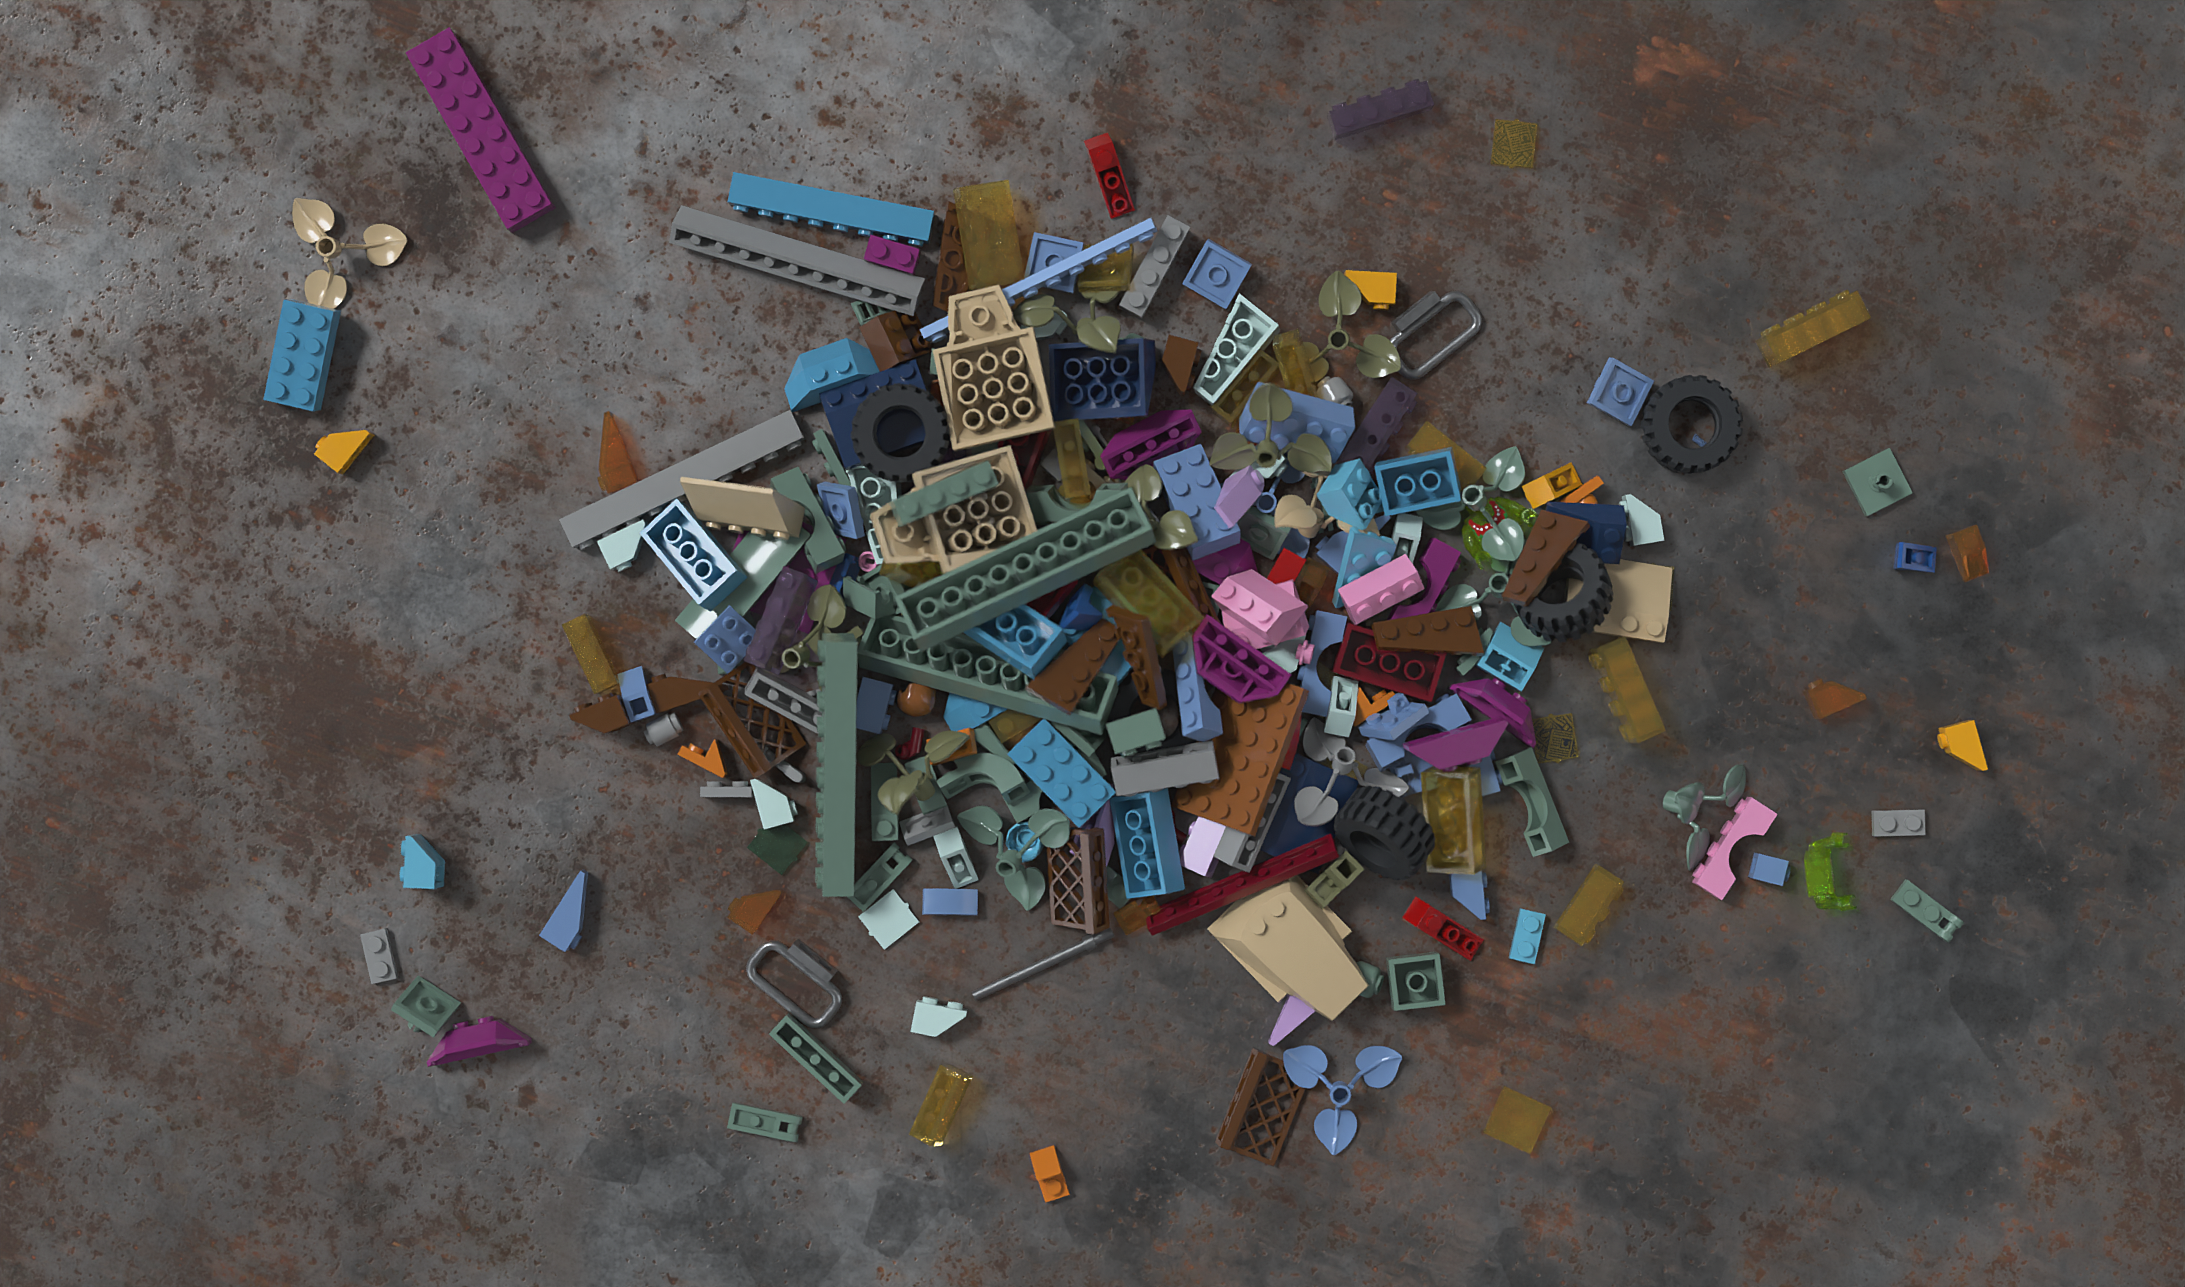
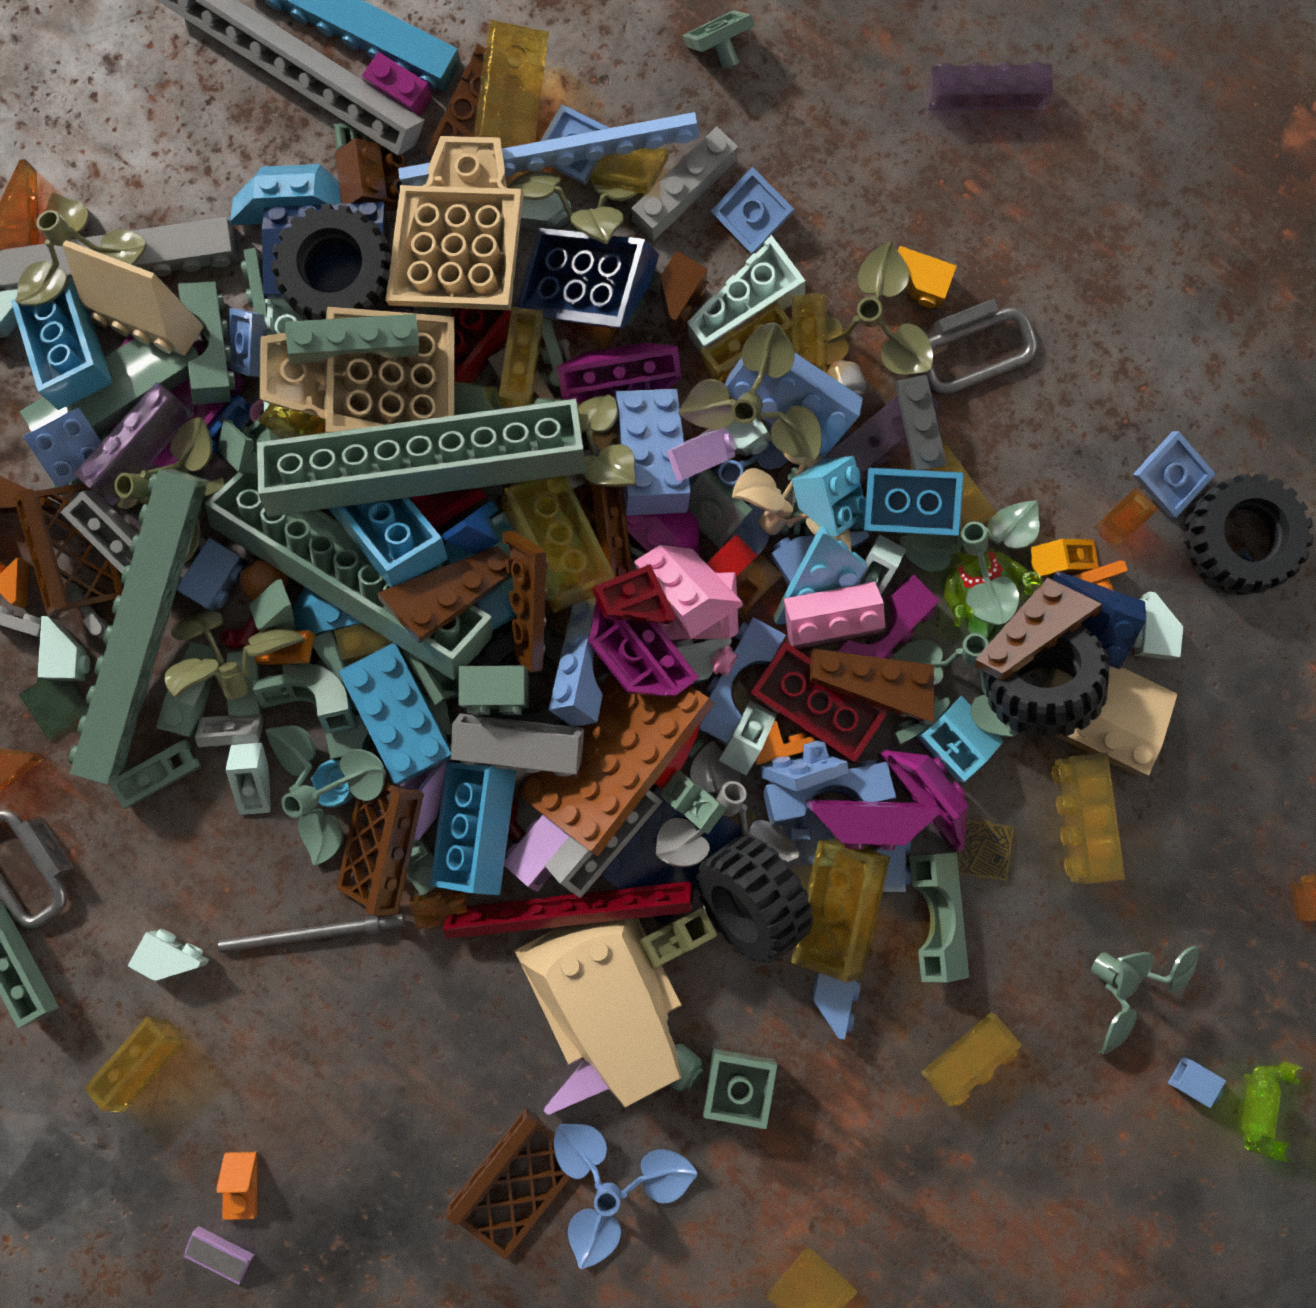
camera: 20 degrees right, 5 degrees down
(651, 453) = (60, 222): none -> olive plant
(888, 919) = (152, 826): light aqua piece -> none
(935, 718) = (273, 608): none -> sand green slope
(950, 902) = (226, 827): medium blue slope -> none
(1050, 1231) = (218, 1255): none -> slope
(1109, 175) = (665, 71): red slope -> none
(1145, 133) = (718, 34): none -> sand green tile
(1223, 628) = (634, 598): none -> dark red wing
(1314, 771) = (692, 801): none -> sand green slope
(1405, 414) = (920, 423): none -> dark grey plate
(1442, 928) = (790, 1034): red slope -> none
(1513, 143) = (1127, 170): clear yellow piece -> none
(1527, 936) = (887, 1074): medium azure plate -> none
(1589, 440) = (1125, 517): none -> clear orange slope
(1715, 873) = (1132, 1066): bright pink arch -> none

